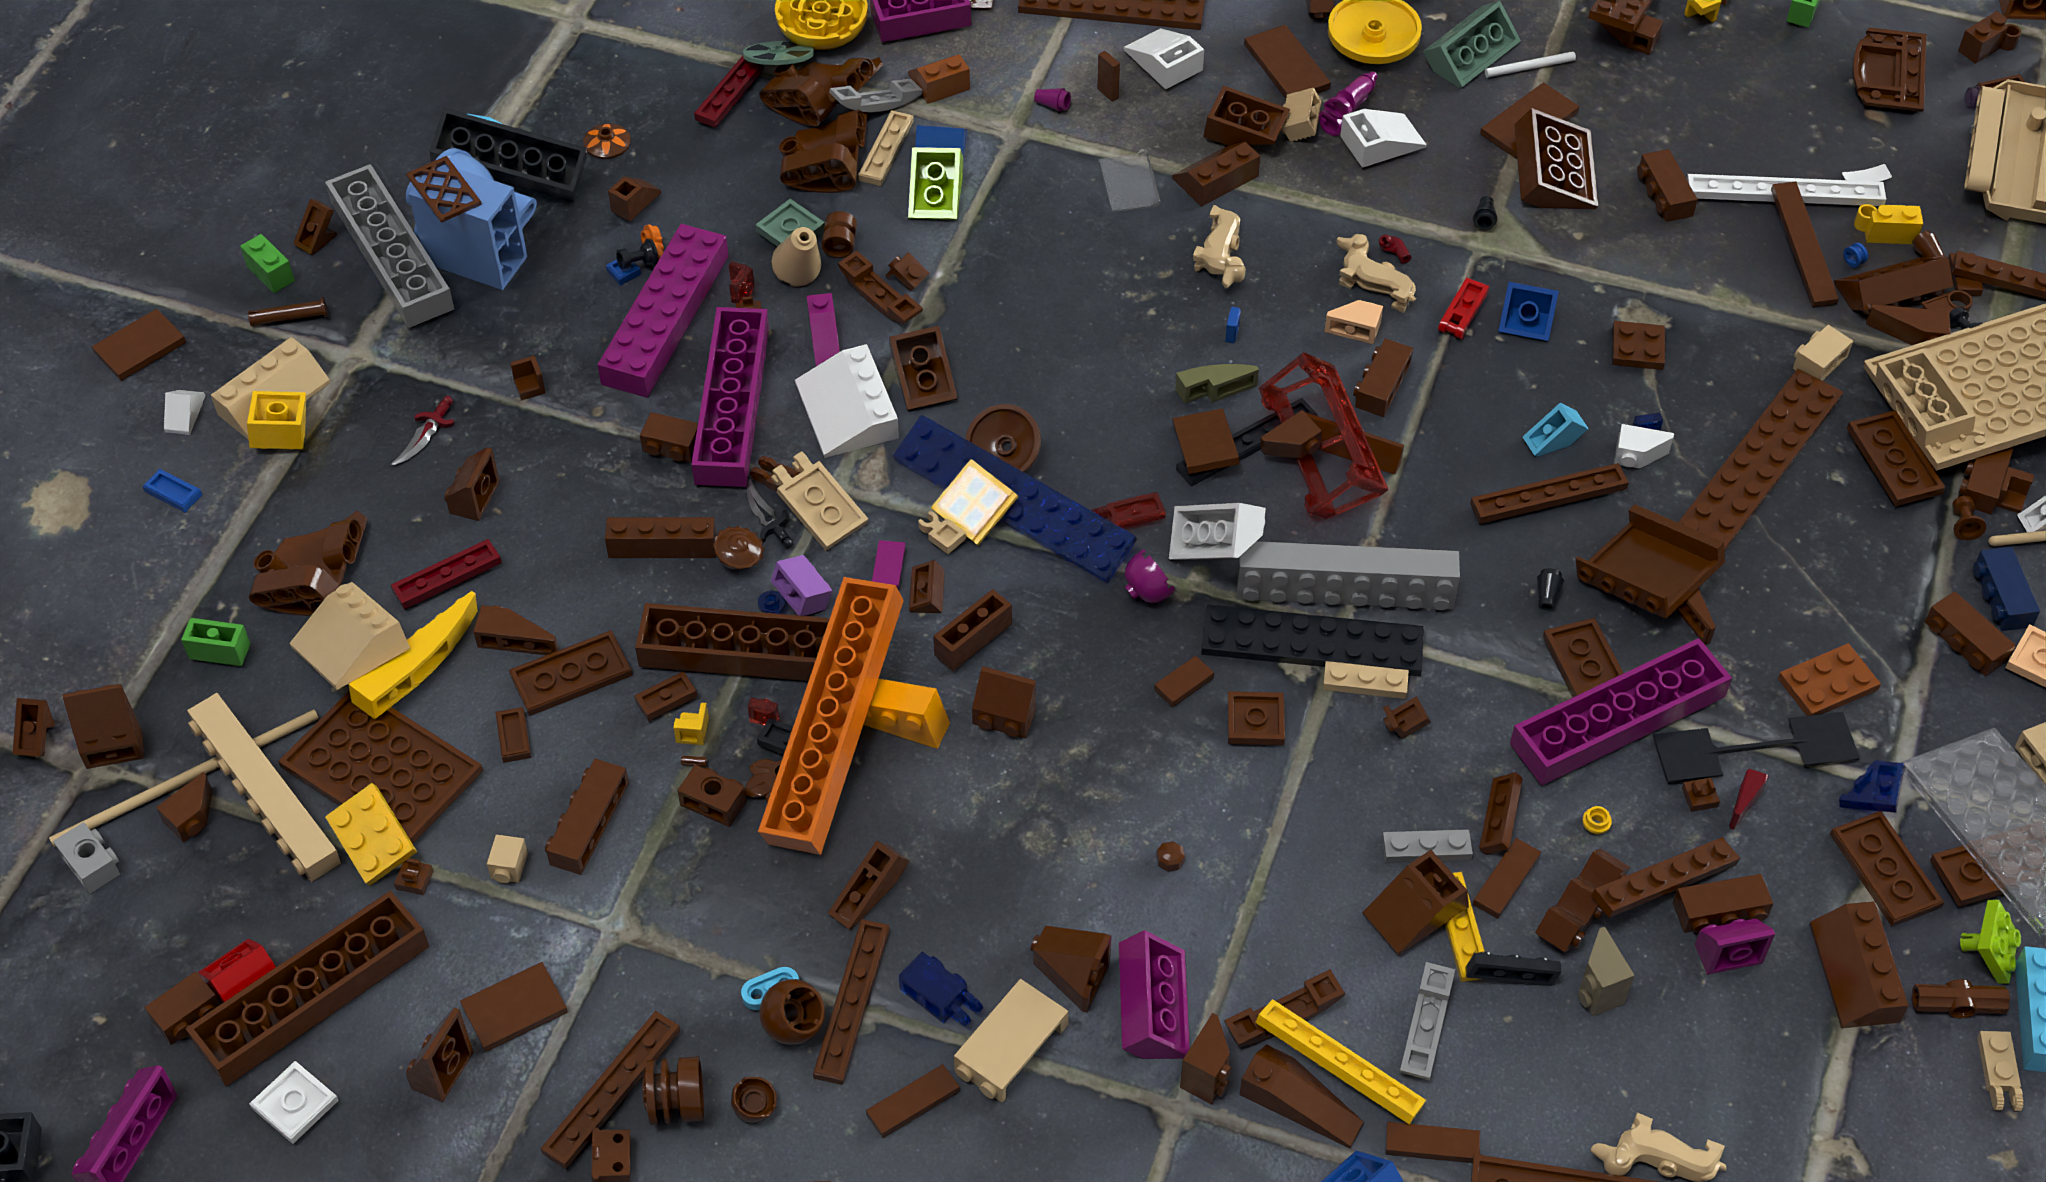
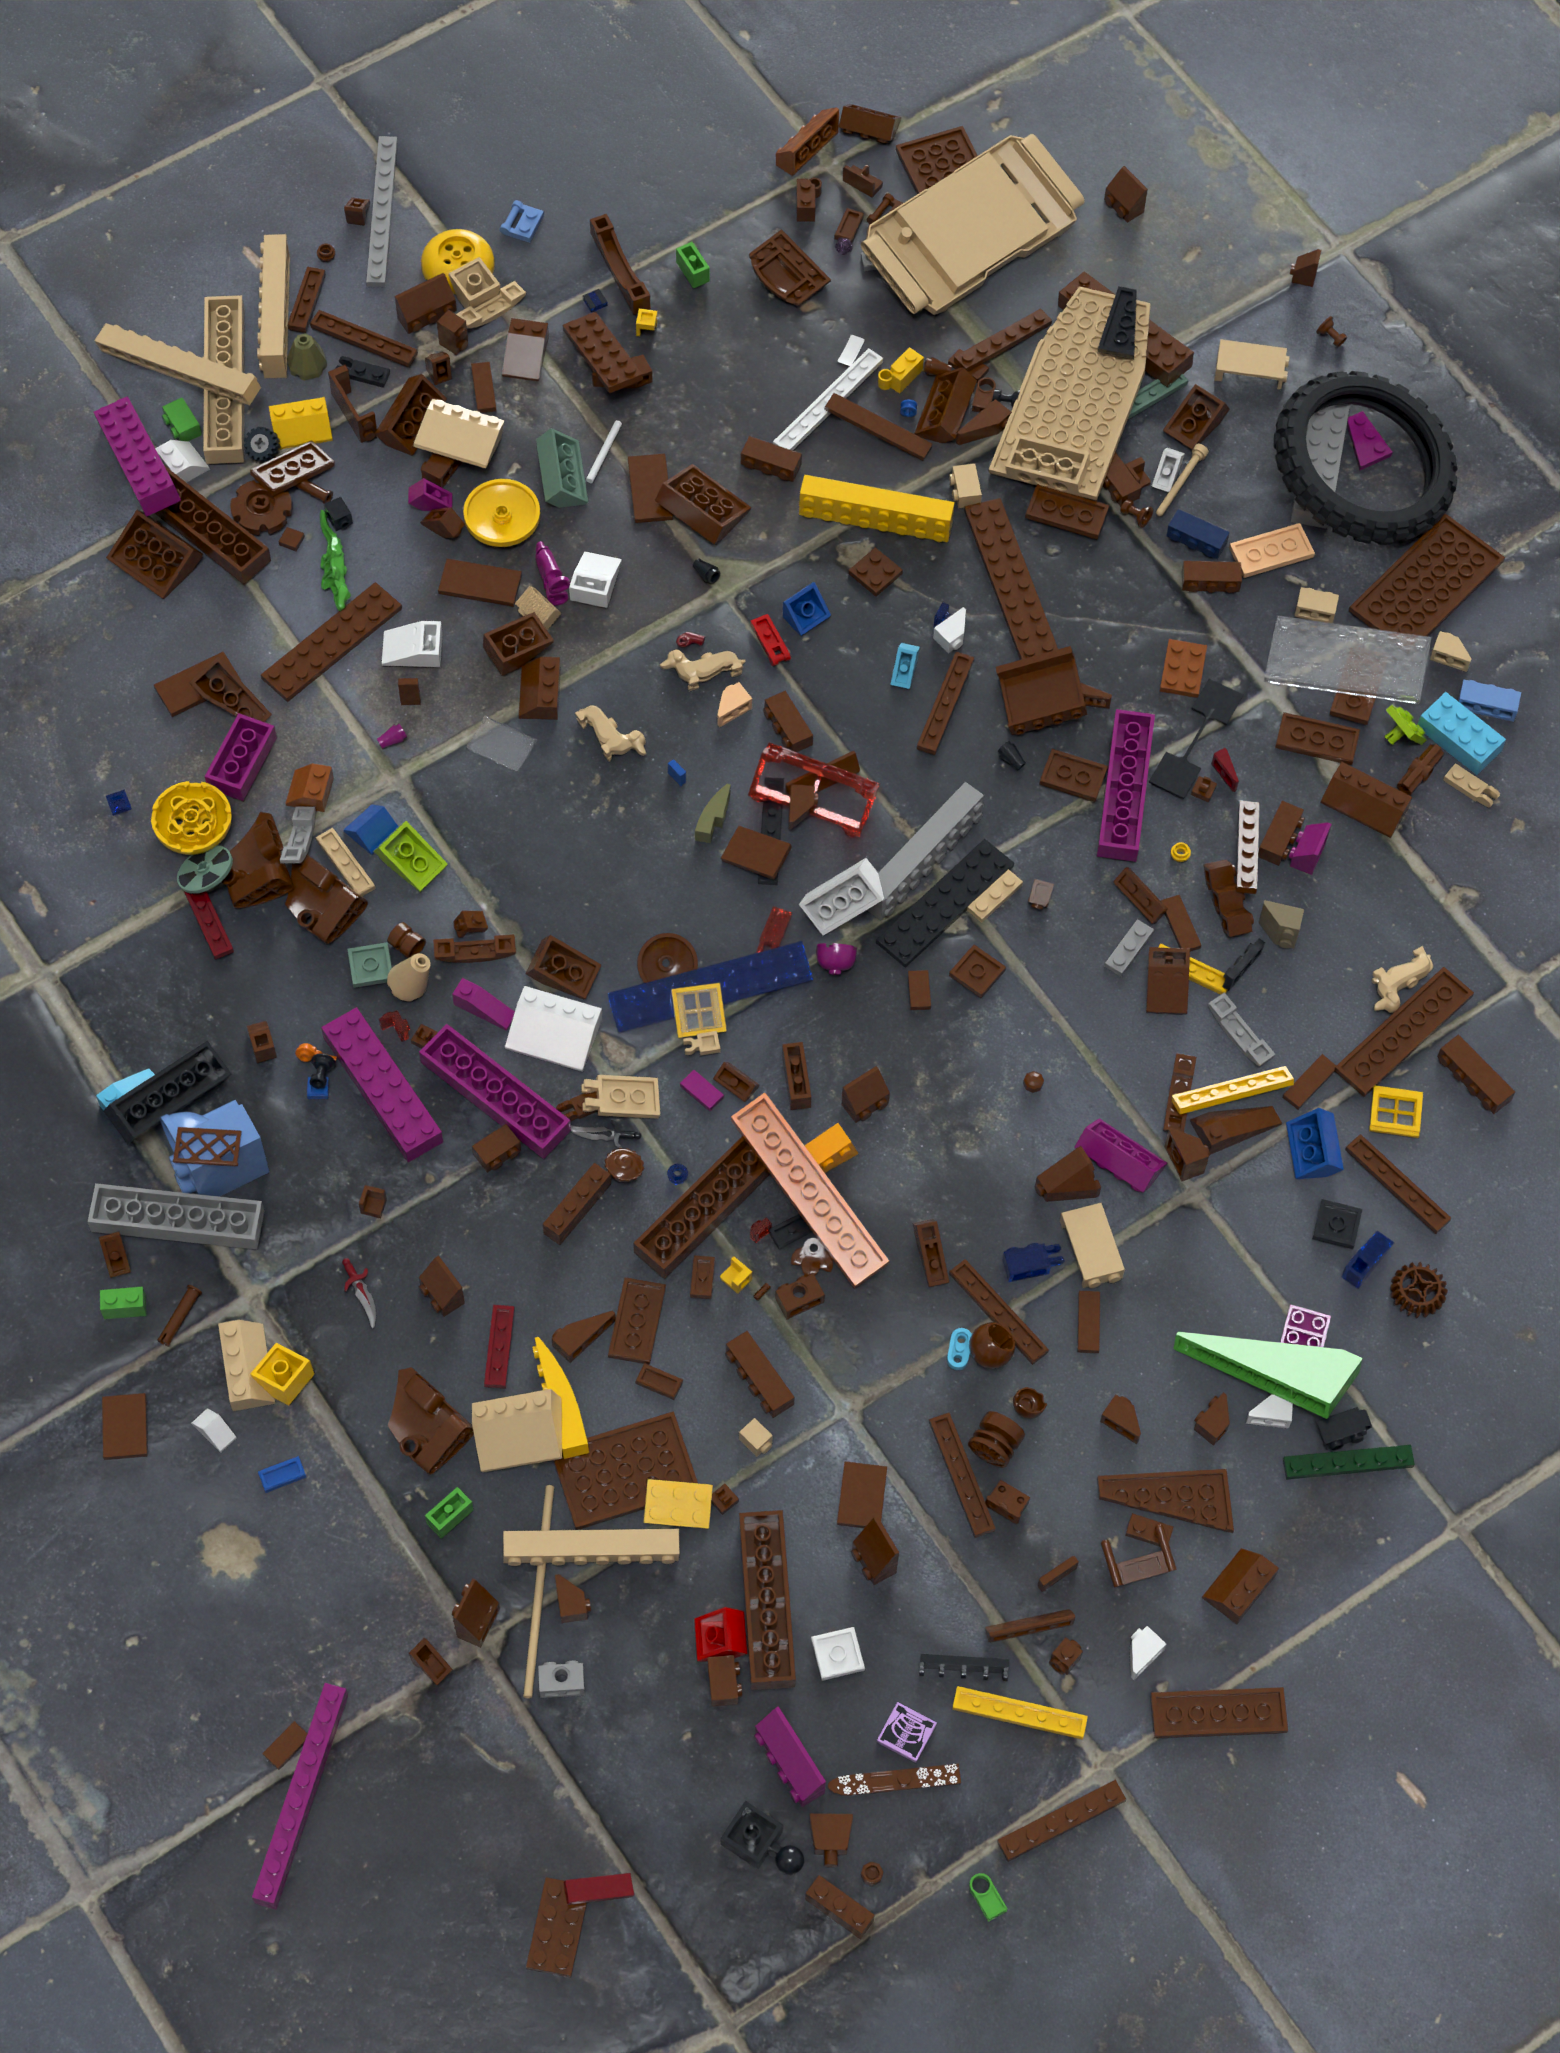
camera: 55 degrees left, 10 degrees up
(607, 141) = (184, 1033): reddish brown dish -> none
(801, 585) = (683, 1148): medium lavender brick -> none
(1706, 295) = (876, 508): none -> yellow brick
(1876, 789) = (1269, 702): clear blue wing -> none

